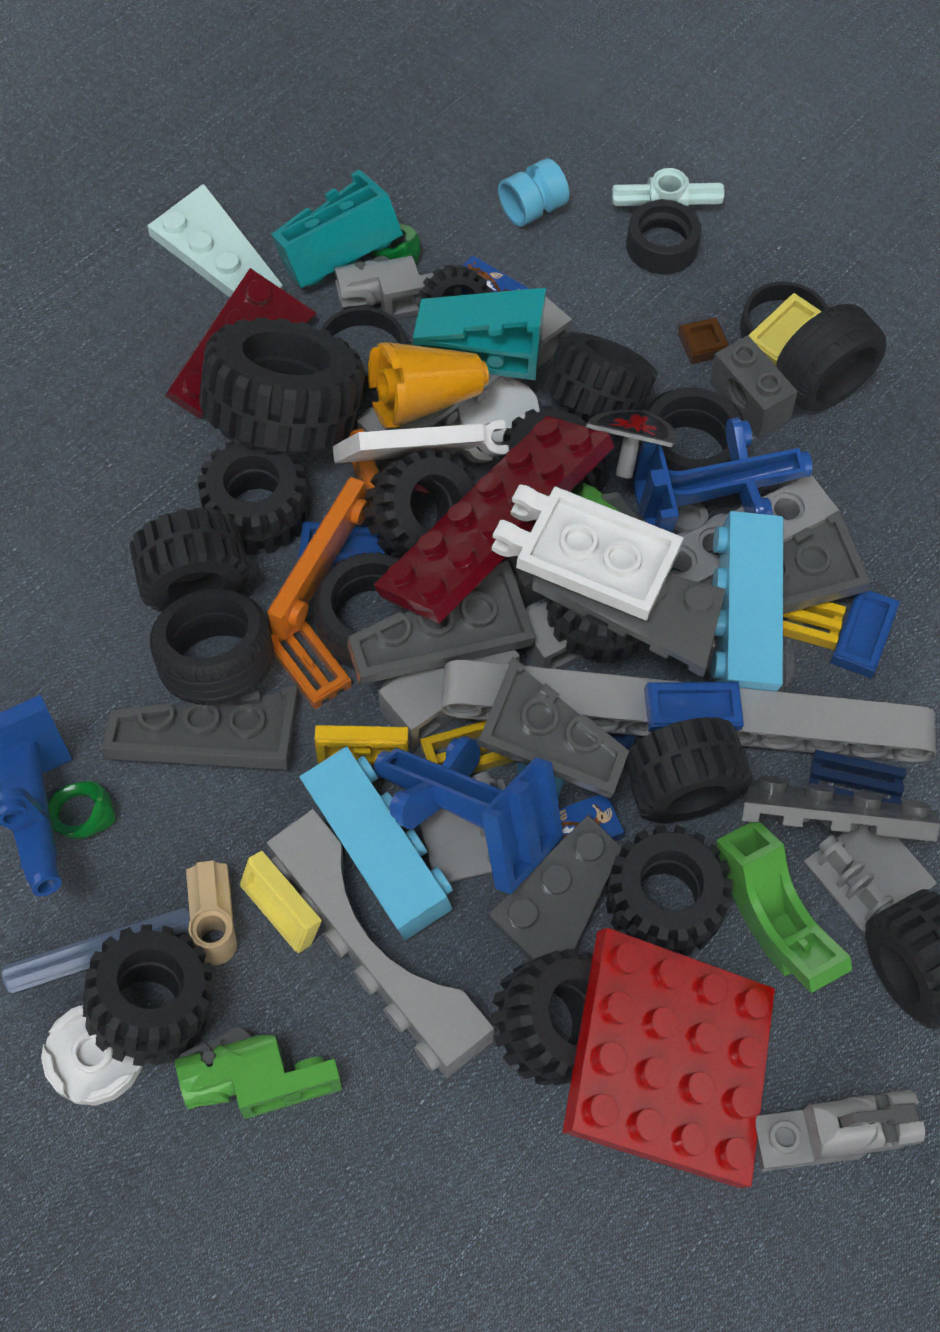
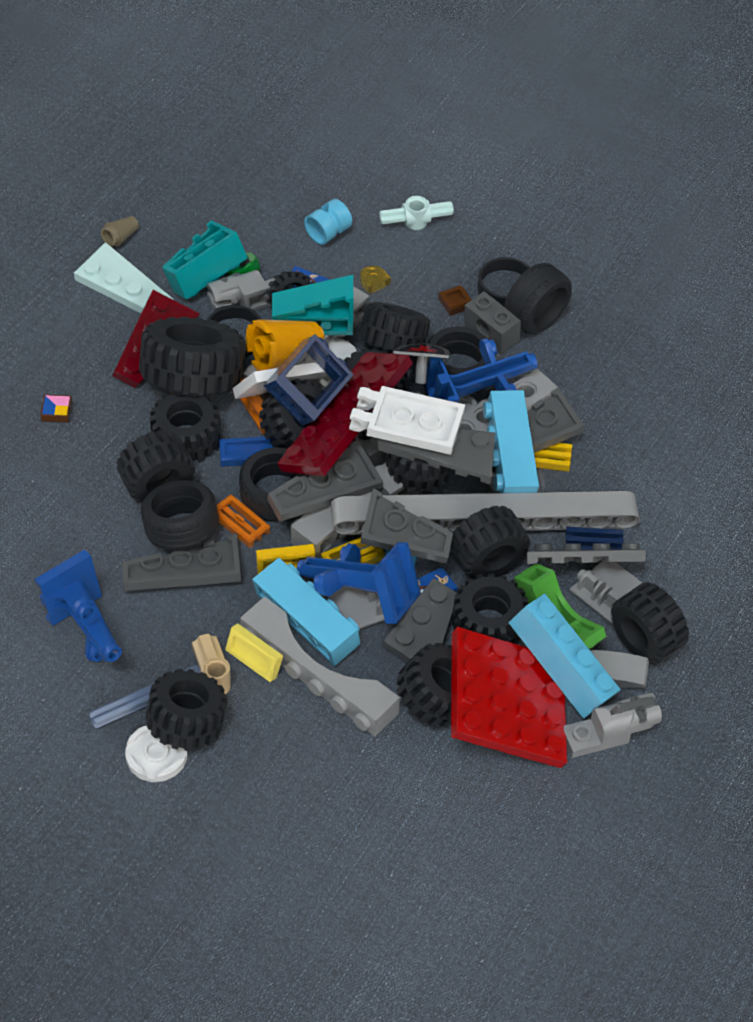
camera: 10 degrees left, 10 degrees down
(74, 436) = (56, 408): none -> tile
(100, 819) = (124, 611): green piece -> none
(226, 168) = (118, 231): none -> dark tan cone
(252, 1072) = (259, 746): bright green plate -> none
(292, 601) = (225, 482): orange plate -> none
(410, 481) = (291, 397): none -> dark blue window
(586, 290) = (374, 278): none -> clear yellow tile
(666, 215) = (418, 253): black tyre -> none
(688, 700) = (474, 502): blue tile -> none
(778, 1001) = (564, 655): none -> medium azure brick
(782, 325) = (504, 281): light yellow tile -> none
(858, 1022) = (624, 668): none -> light grey slope
(865, 633) = (586, 458): blue tile -> none

